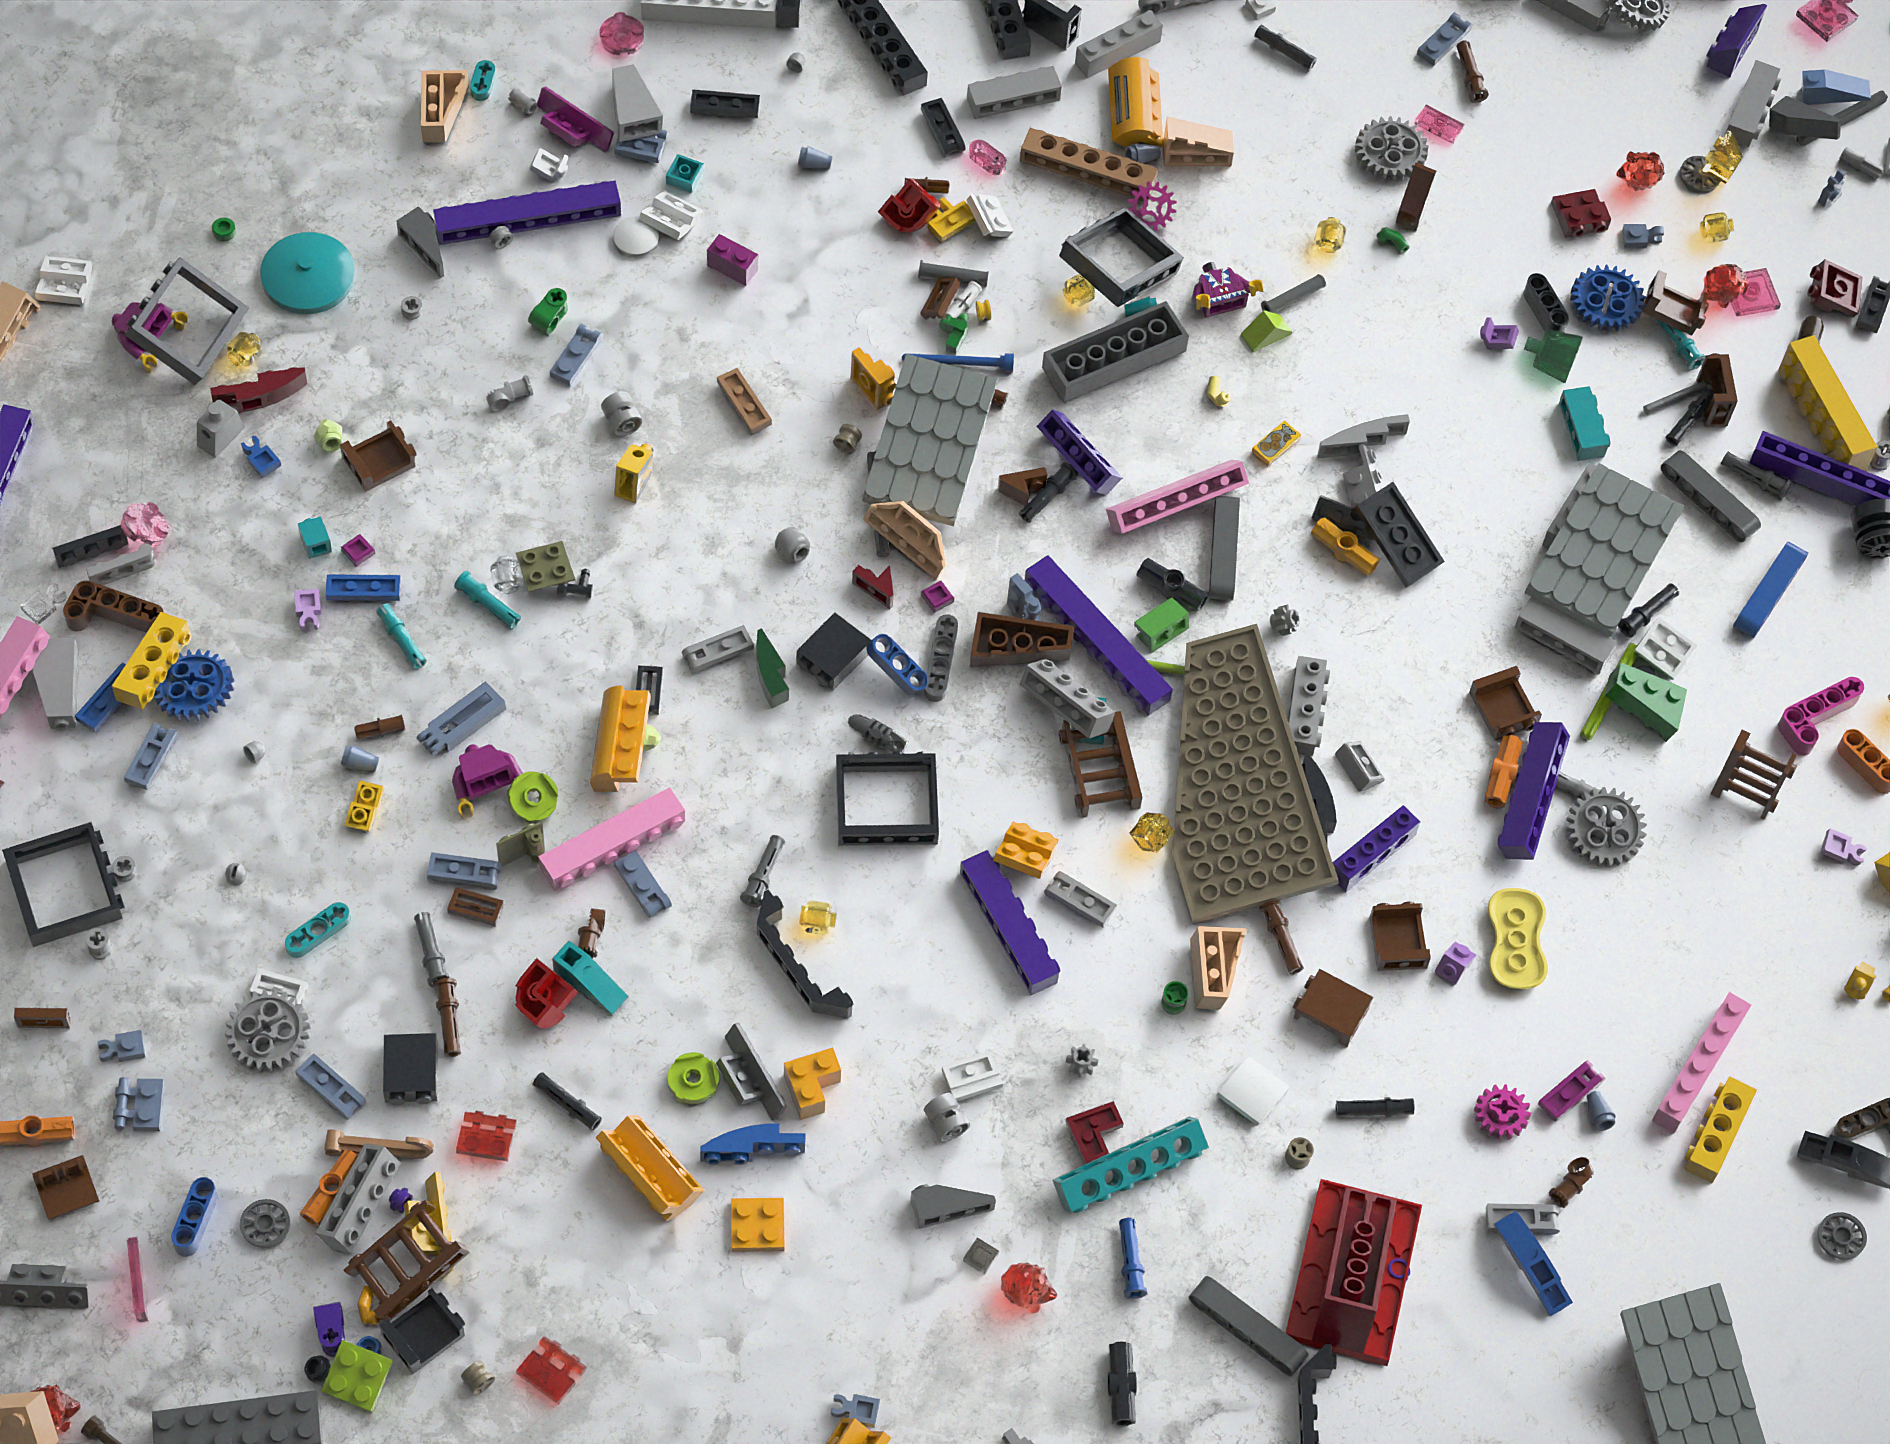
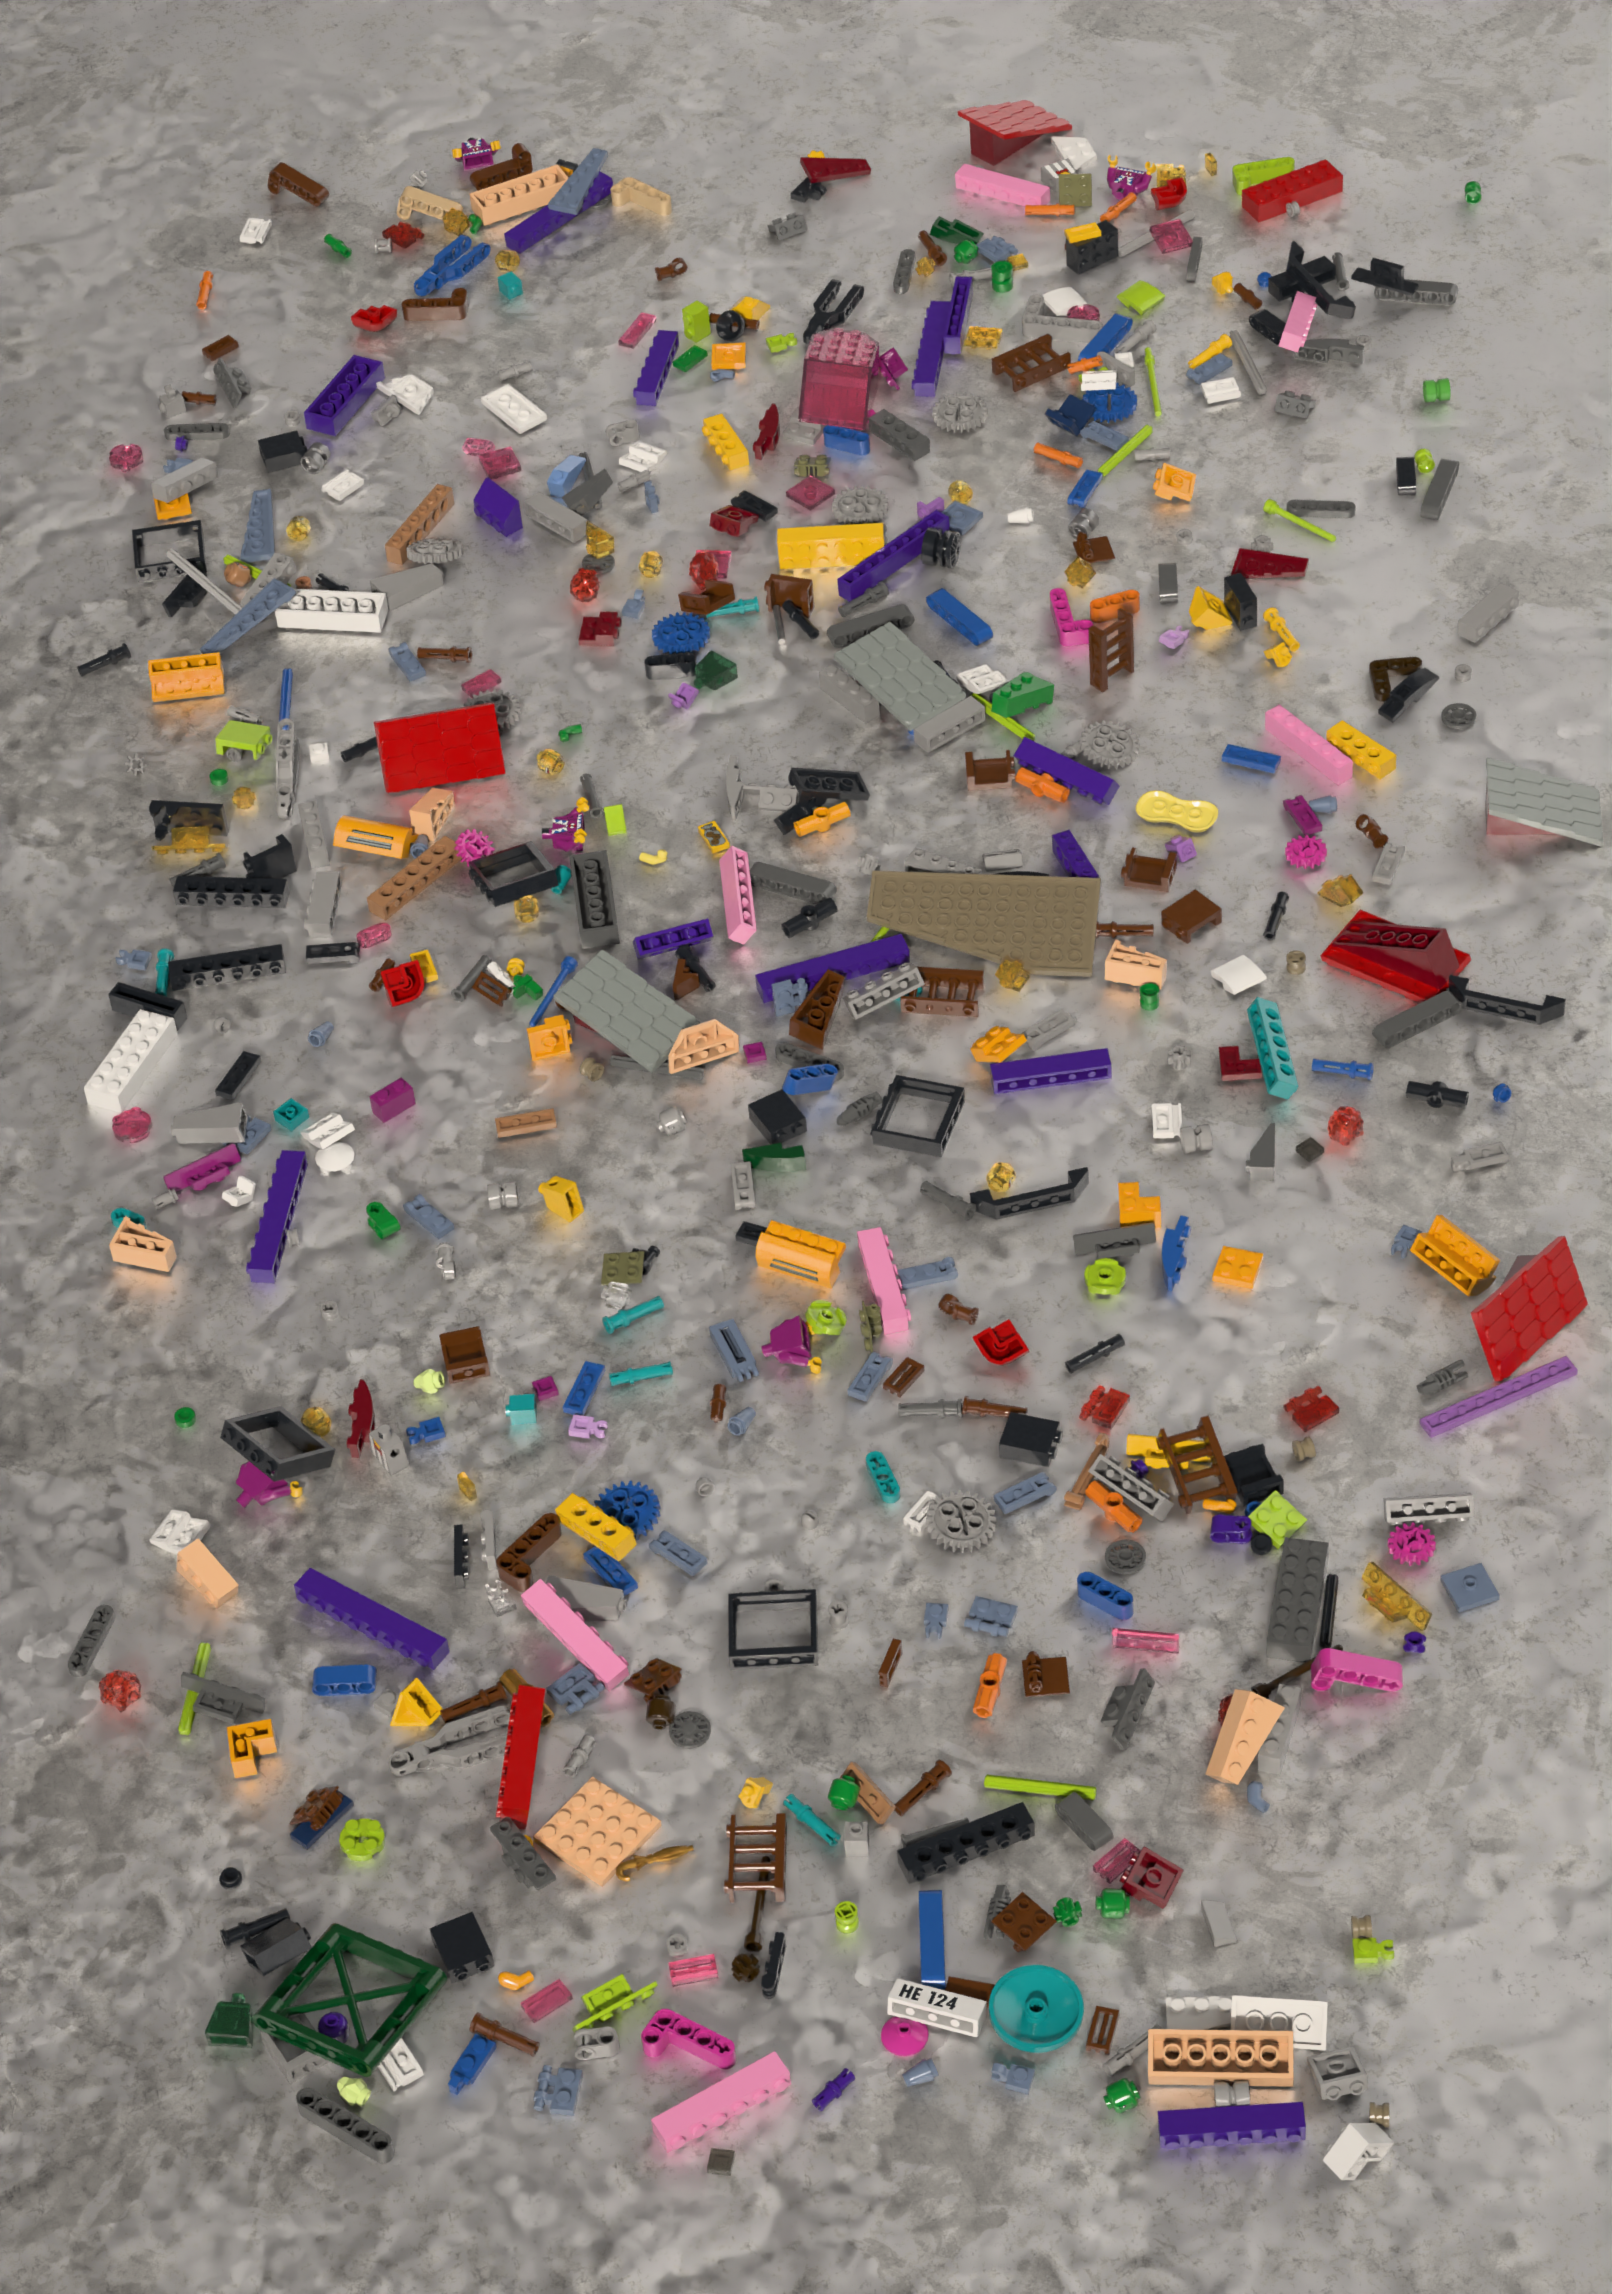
camera: 60 degrees left, 15 degrees down
(156, 524) = (459, 1513): clear pink plate -> none
(190, 520) = (466, 1486): none -> clear yellow tile
(307, 273) = (259, 1370): teal dish -> none
(364, 806) = (784, 1428): yellow slope -> none
(419, 233) = (268, 1285): dark grey slope -> none
(588, 977) = (996, 1313): teal slope -> none
(650, 1166) = (1170, 1313): light orange brick -> none
(878, 588) = (732, 1080): dark red slope -> none
(989, 215) = (425, 943): white plate -> none
(1162, 624) = (839, 930): bright green hinge -> none
(1287, 115) = (439, 747): none -> red piece
(1416, 197) = (549, 703): reddish brown slope -> none
(1445, 1172) = (1341, 890): none -> clear yellow slope
(1533, 1262) = (1426, 859): blue slope -> none
(1584, 423) = (779, 672): teal brick -> none
(1651, 1001) = (1251, 758): none -> blue plate
(1811, 326) = (763, 542): dark brown brick -> none

